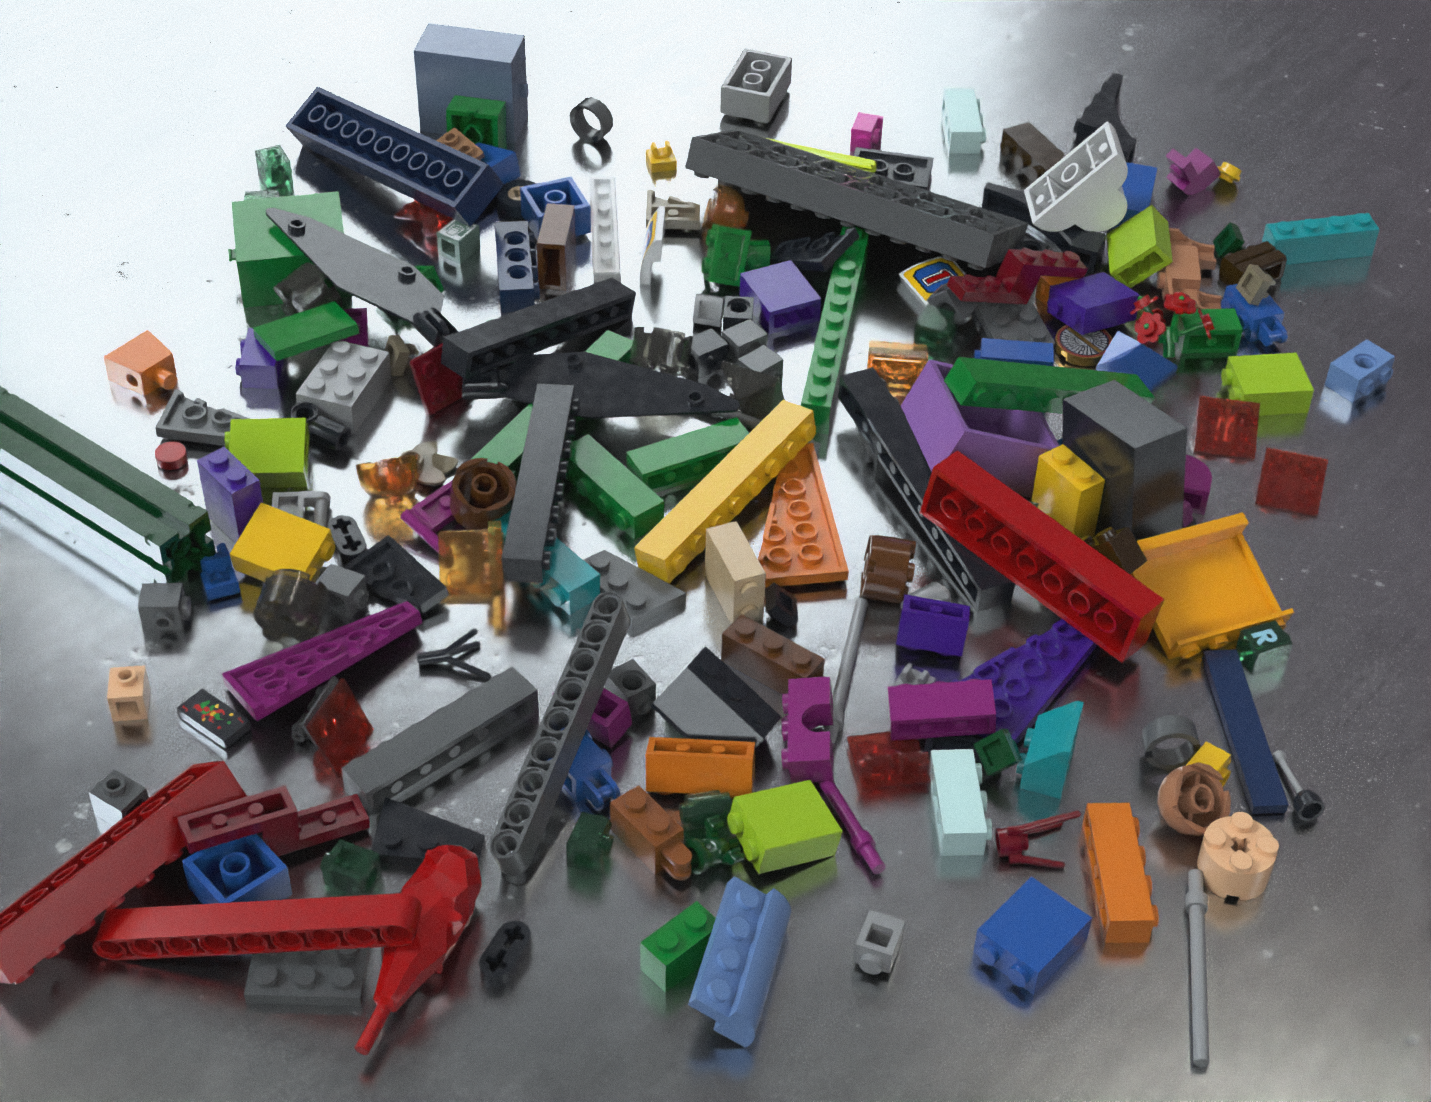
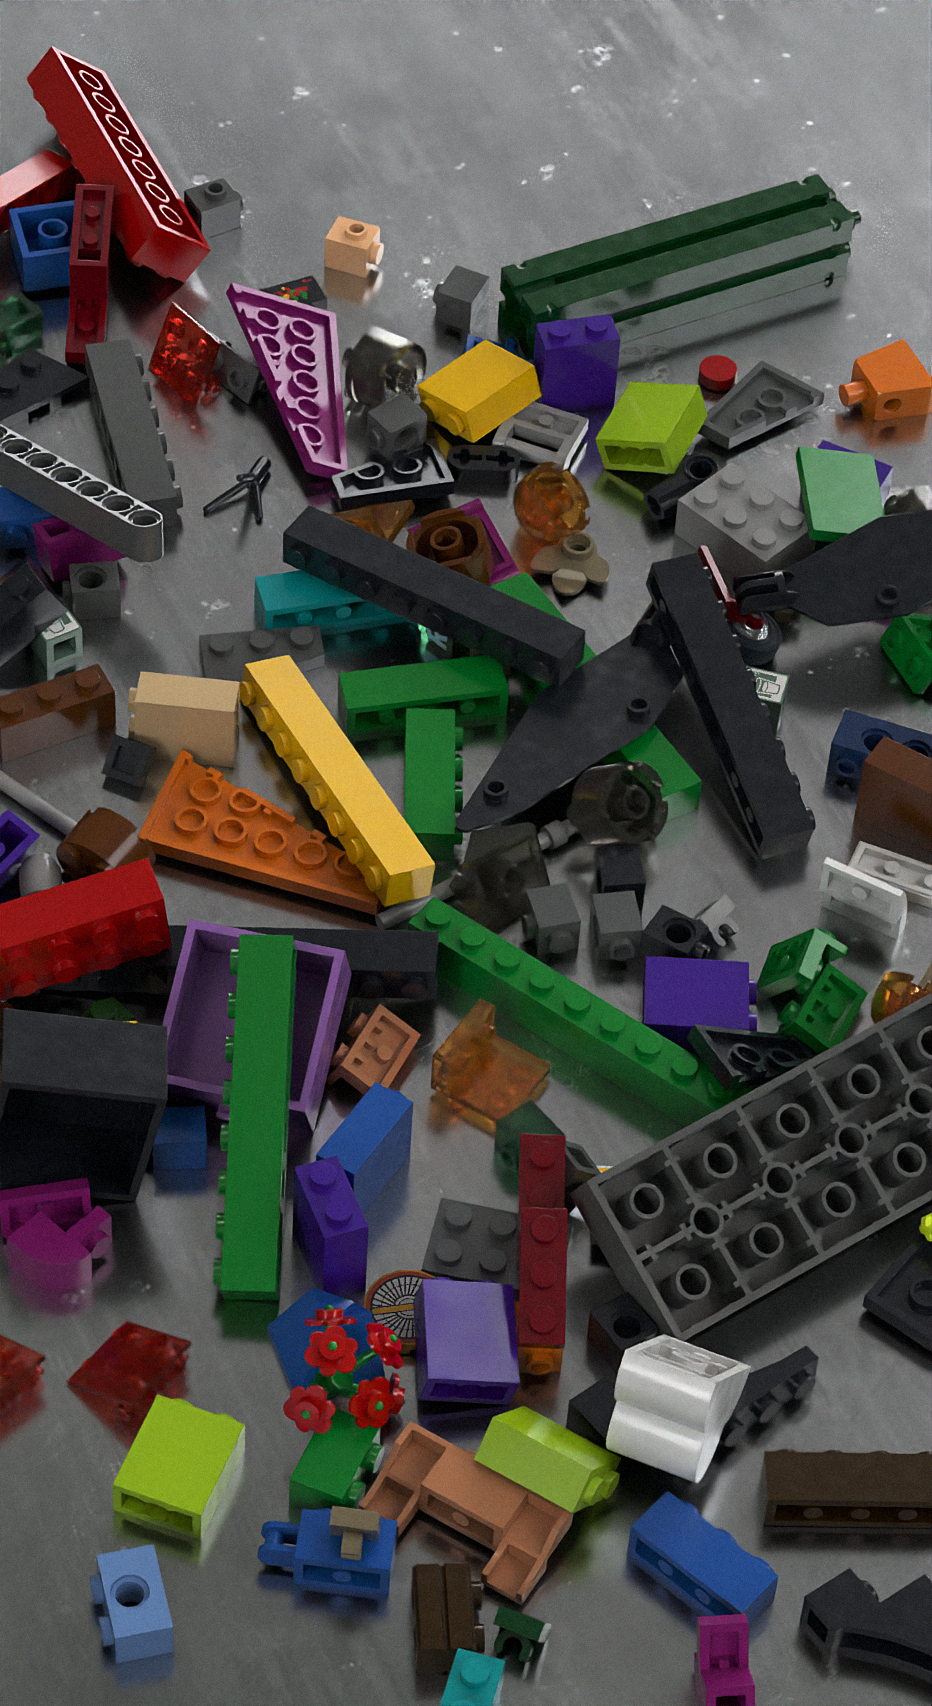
camera: 115 degrees right, 5 degrees up
(1085, 346) = (330, 1227): none -> dark purple brick

